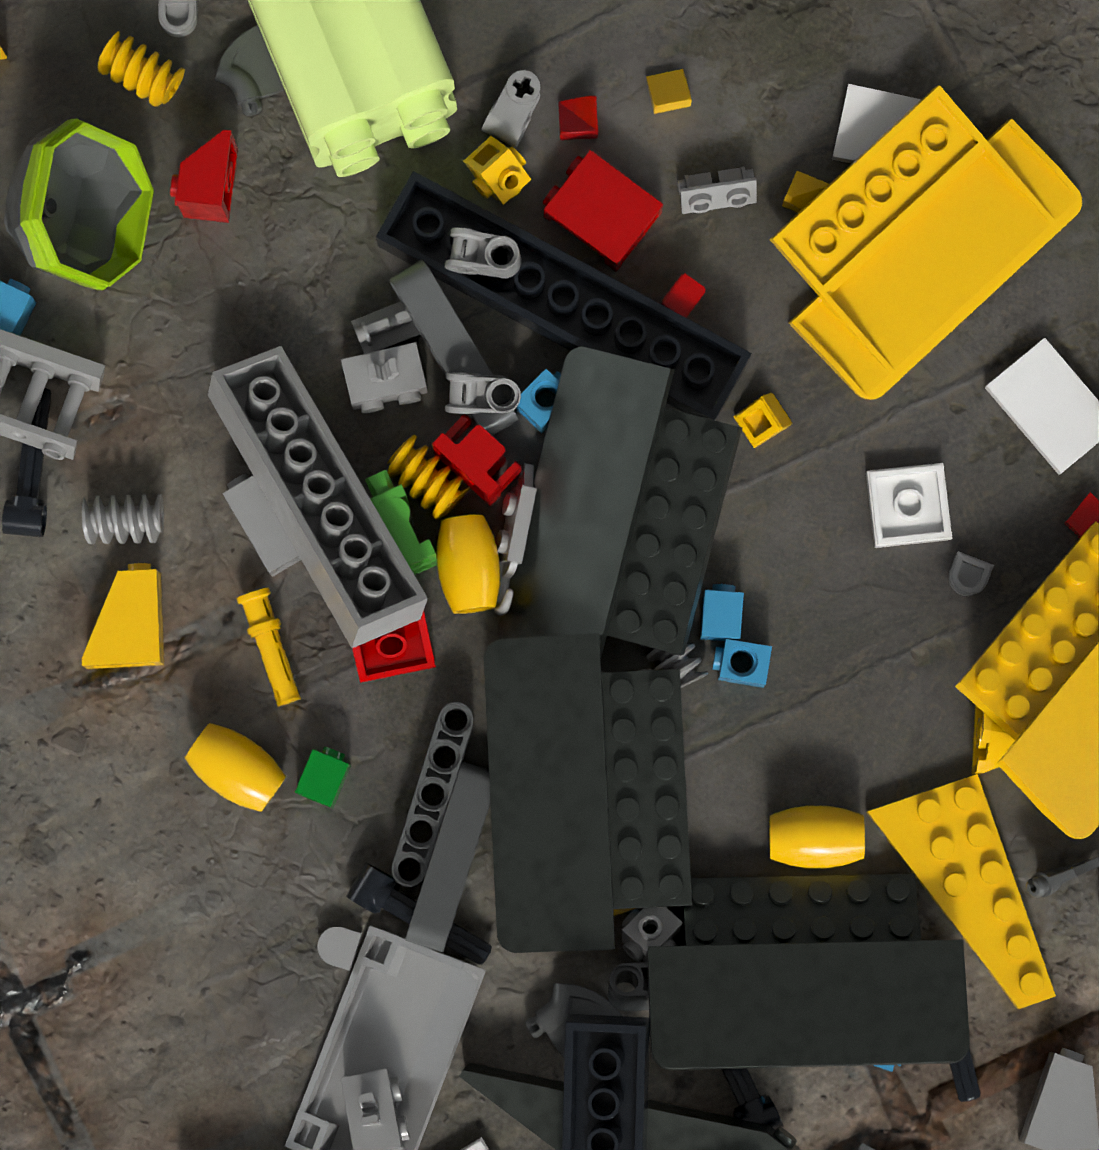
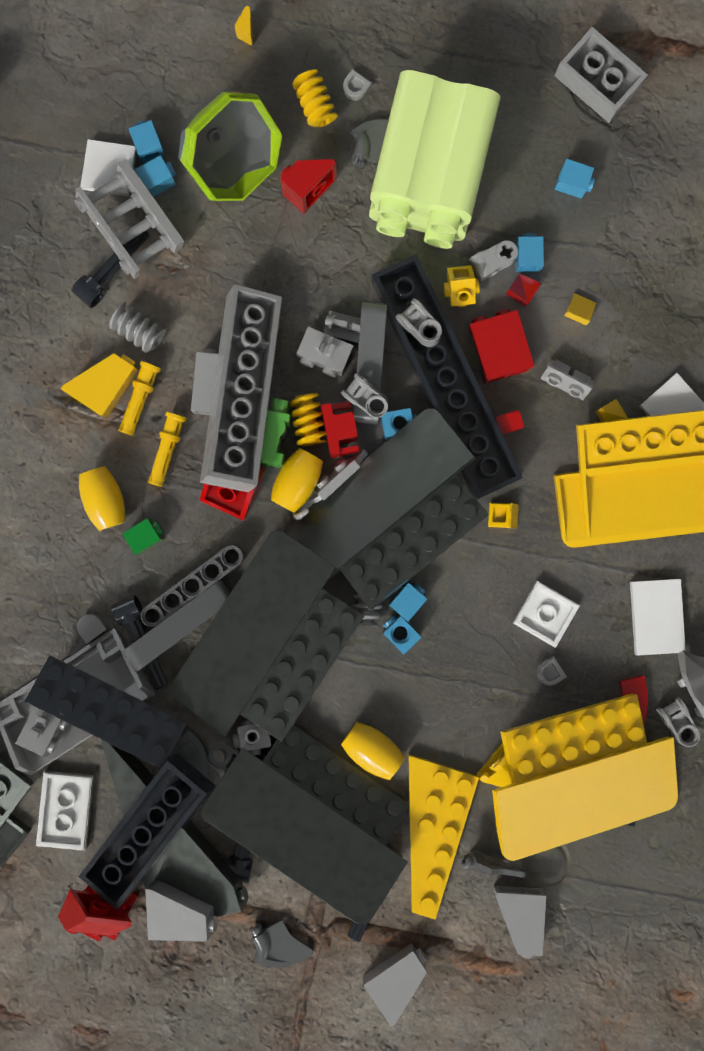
camera: 30 degrees right, 5 degrees up
(183, 590) = (142, 387): none -> yellow pin
(442, 1029) = (105, 711): none -> black brick
(553, 68) = (530, 253): none -> dark azure brick

